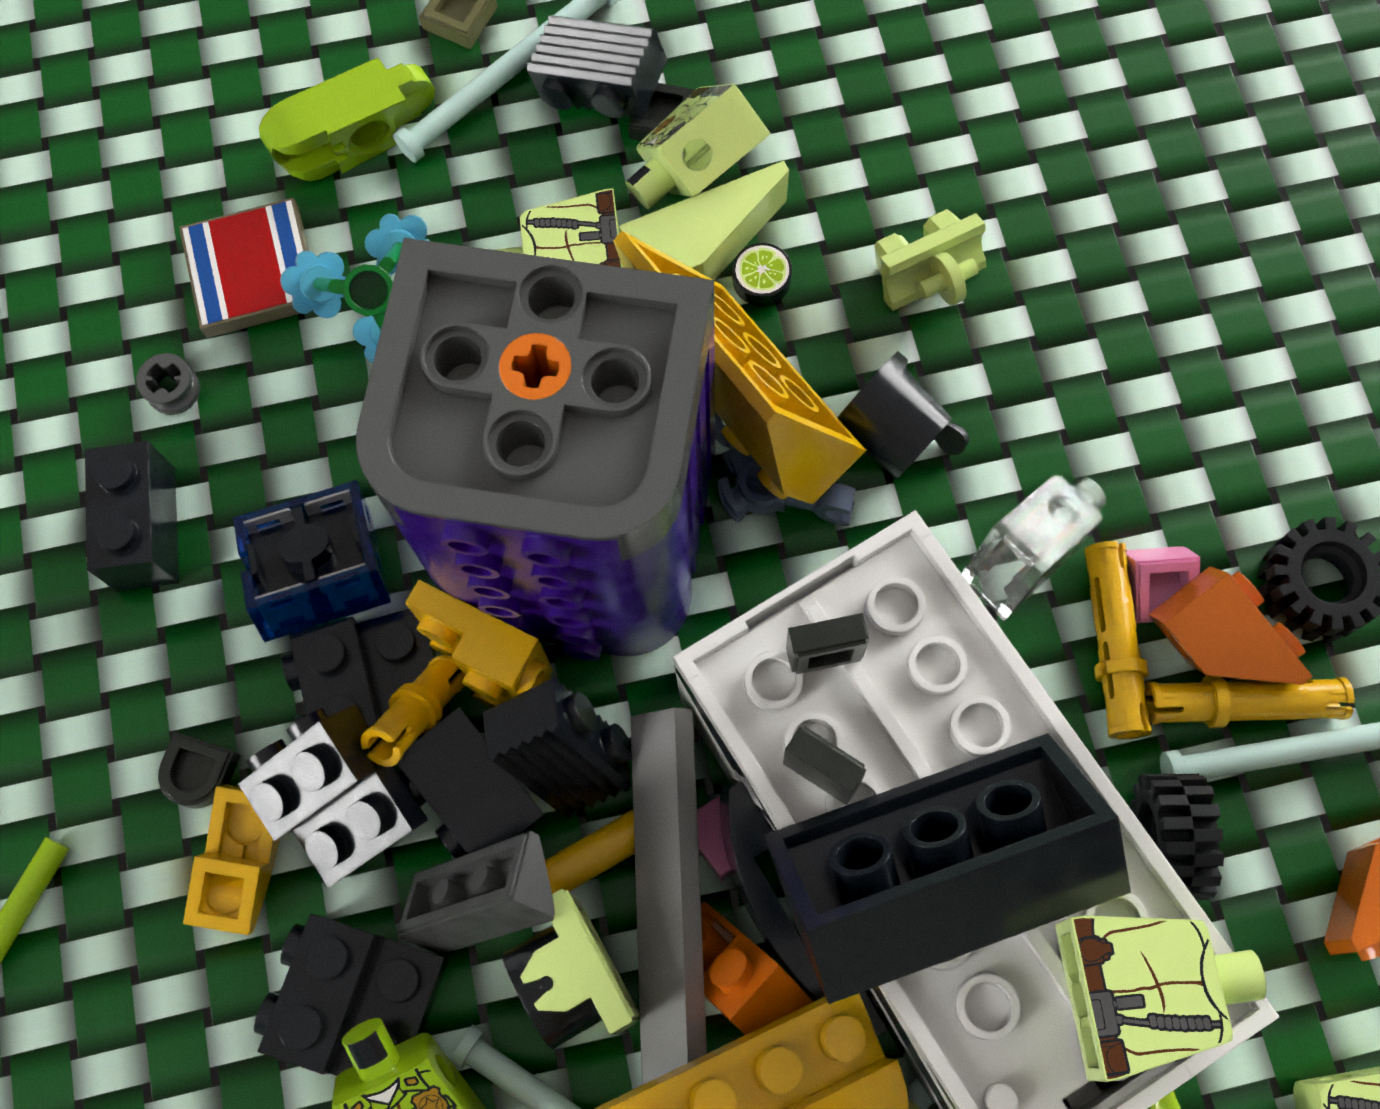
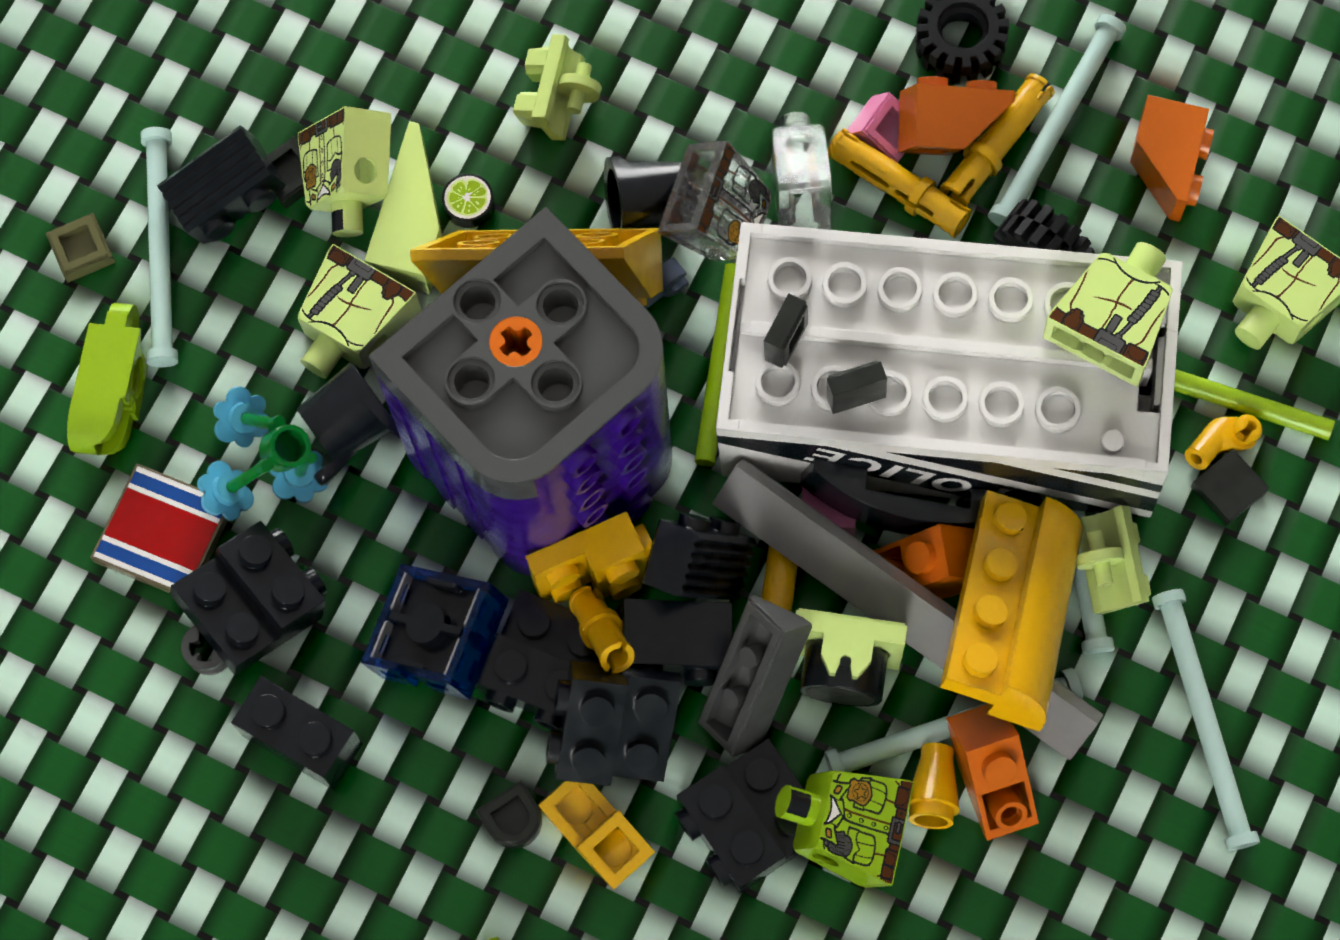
camera: 50 degrees left, 0 degrees up
(233, 380) = (251, 596): none -> black plate
(941, 472) = (712, 199): none -> clear torso
(947, 865) = (964, 365): black slope -> none

